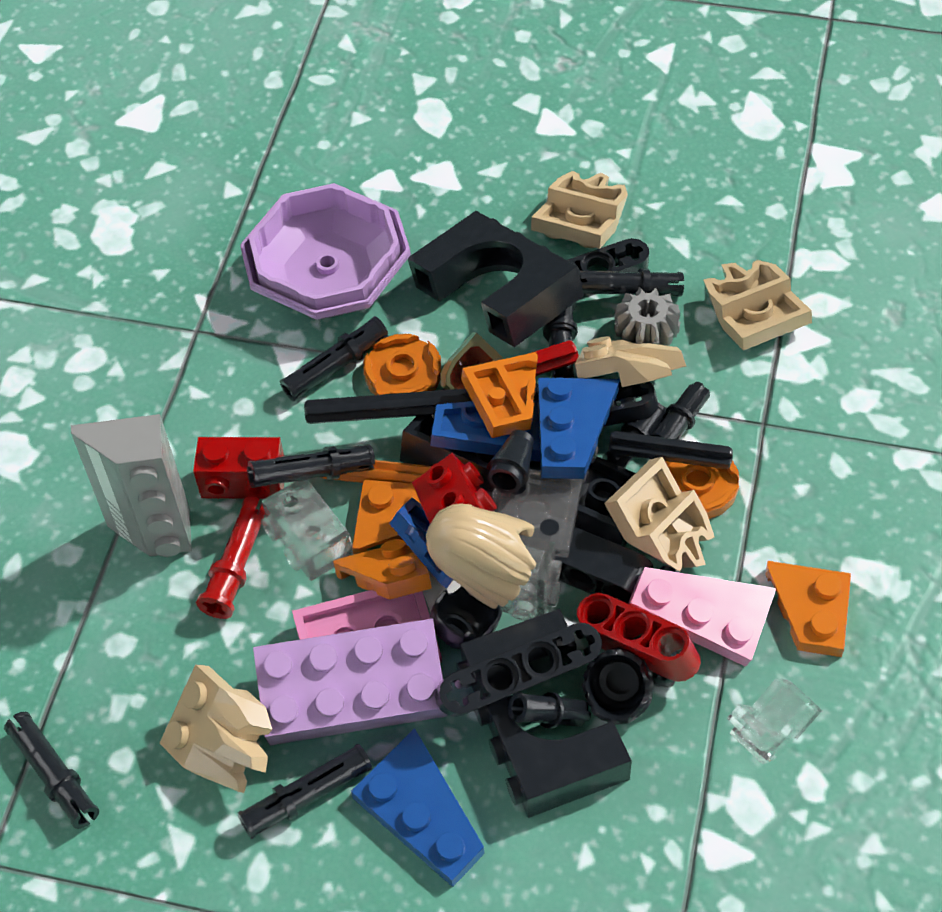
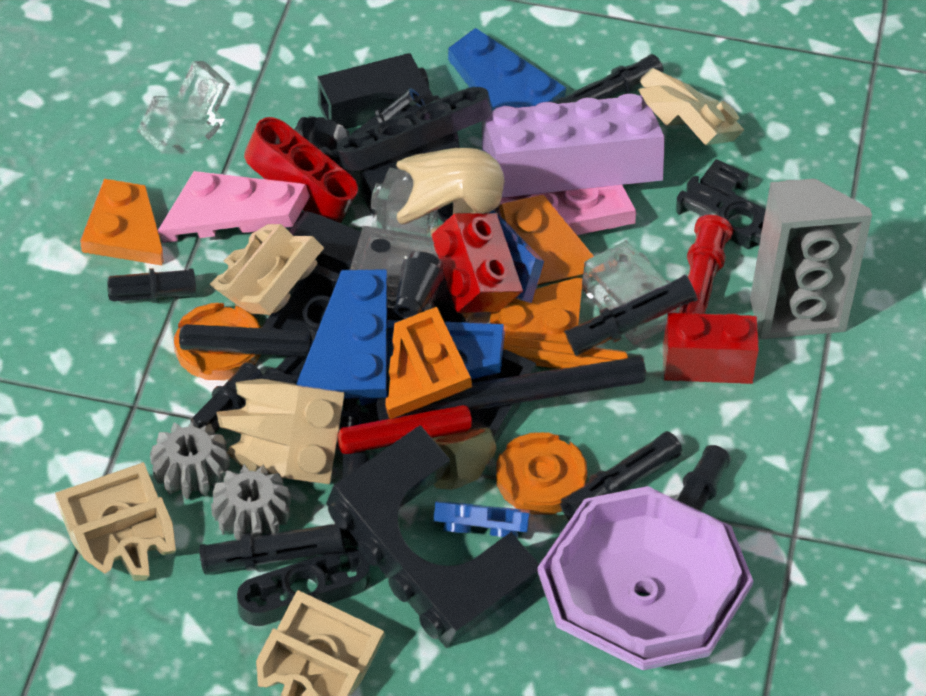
camera: 175 degrees right, 5 degrees down
(60, 783) = (825, 99): black pin -> none
(202, 645) = (717, 190): none -> black piece
(268, 356) = (702, 482): none -> black axle
(447, 304) = (462, 516): none -> blue wing
(707, 355) = (189, 459): none -> light grey gear
(770, 526) = (151, 285): none -> black axle

